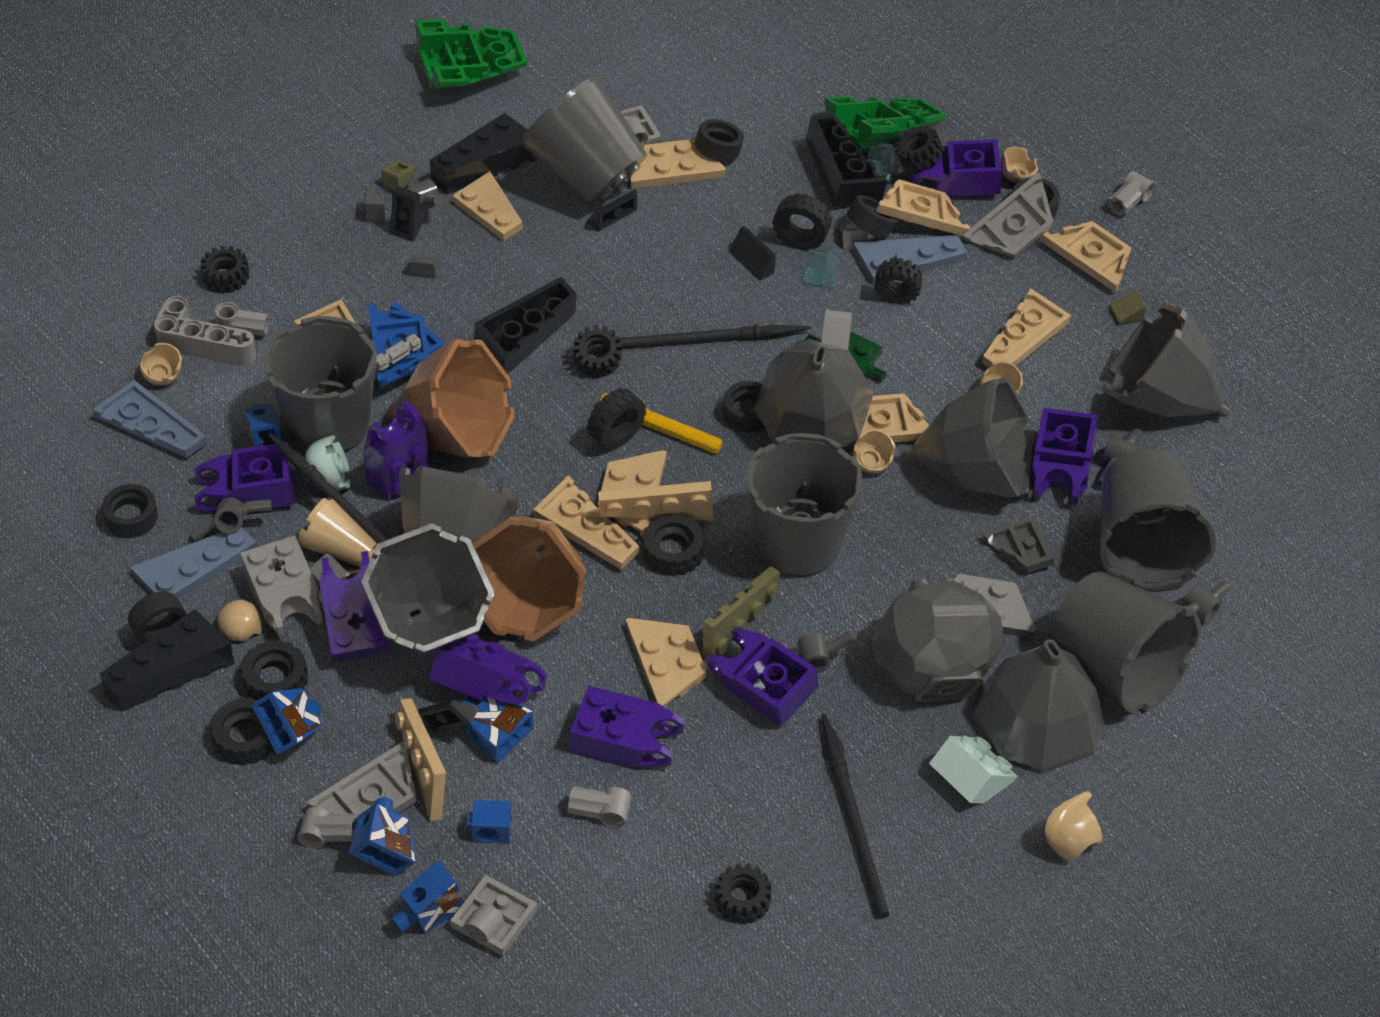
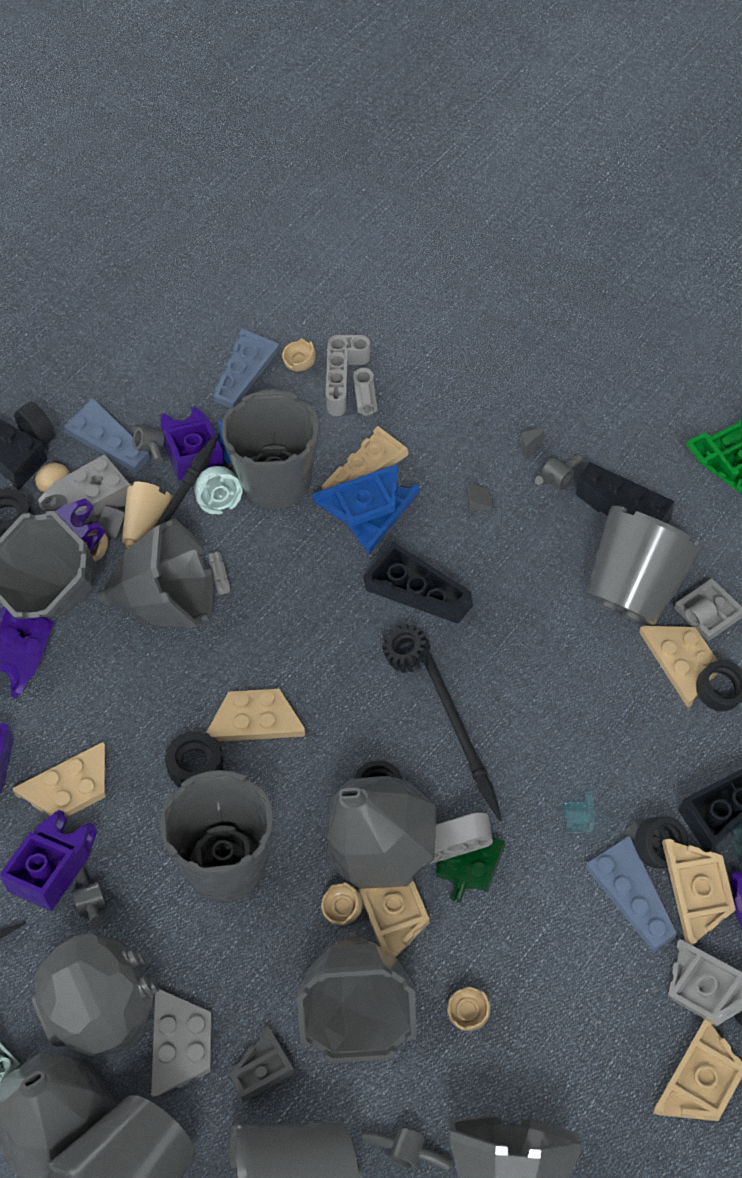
camera: 80 degrees right, 5 degrees up
(133, 526) = (147, 394): black tyre -> none
(224, 259) = (421, 356): black tyre -> none
(395, 447) = (228, 526): dark purple brick -> none
(397, 174) = (575, 449): olive slope -> none
(397, 352) = (341, 496): light grey axle -> none
(406, 213) = (524, 466): black slope -> none
(460, 399) = (286, 553): medium nougat piece -> none
(489, 206) = (568, 526): tan wing -> none
(530, 583) = (113, 647): medium nougat piece -> none
(583, 524) = (206, 684): tan wing -> none
(614, 211) = (596, 623): black slope -> none
(616, 418) = (316, 677): black tyre -> none
(651, 502) = (222, 736): tan wing -> none
(681, 431) = (339, 721): yellow axle -> none
(718, 632) = (117, 826): olive wing -> none
(753, 254) = (580, 751): black slope -> none
(808, 207) = (625, 777): black tyre -> none
(900, 271) = (577, 883): black tyre -> none
(1027, 330) = (563, 1028): tan wing -> none
(1064, 451) = (376, 1088): dark purple brick -> none
(1128, 308) = (630, 1129): olive slope -> none

